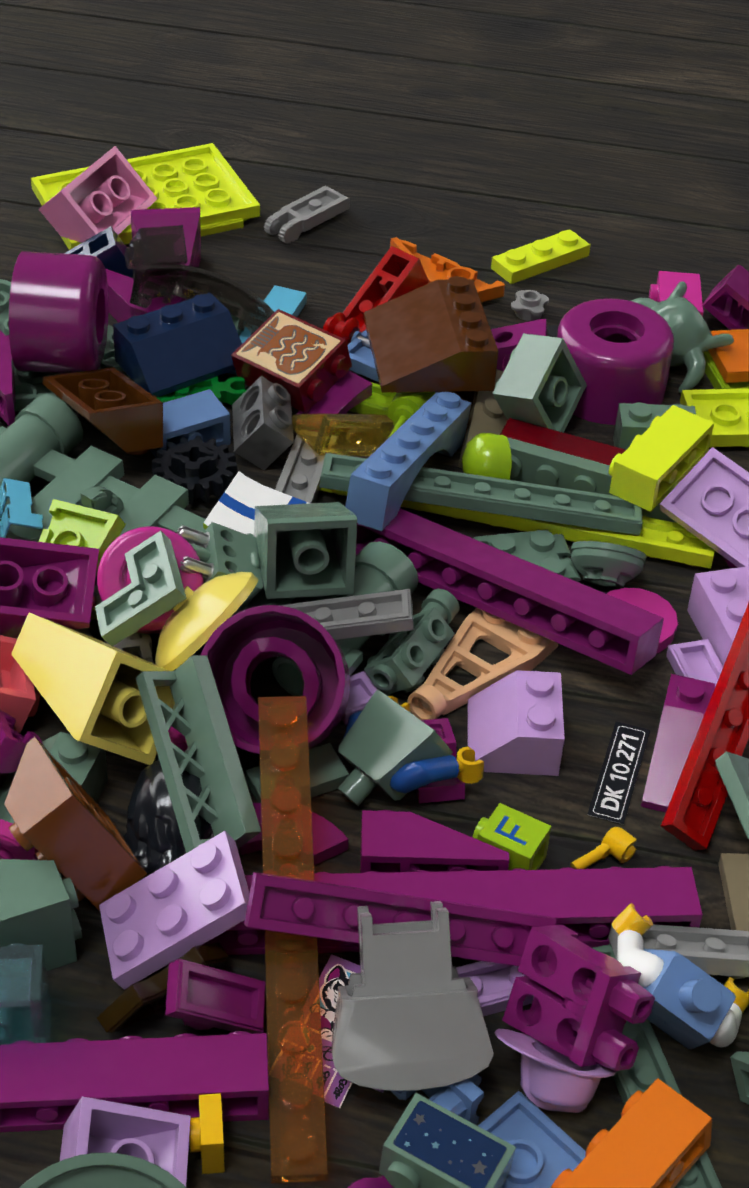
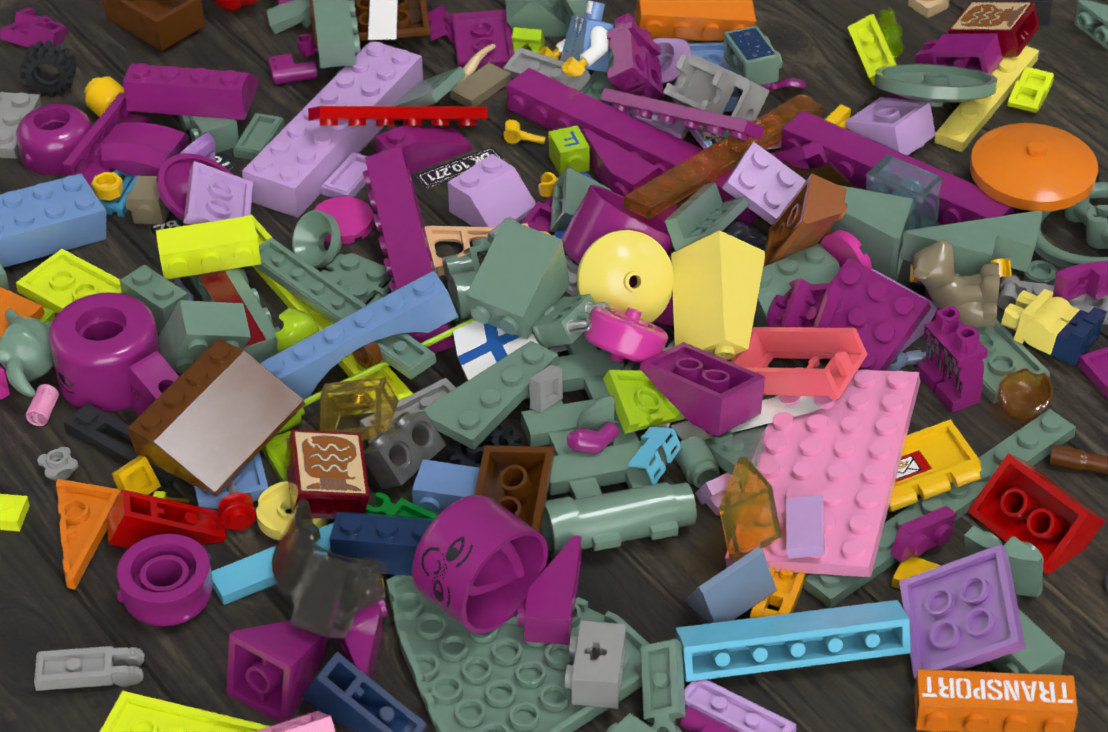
camera: 135 degrees left, 0 degrees up
(90, 477) = (592, 441): none -> magenta arm
(152, 591) = (657, 280): sand green plate -> none
(179, 498) = (545, 388): none -> light grey plate
(227, 473) = (488, 398): none -> sand green wing
(319, 257) = (163, 562): none -> magenta piece

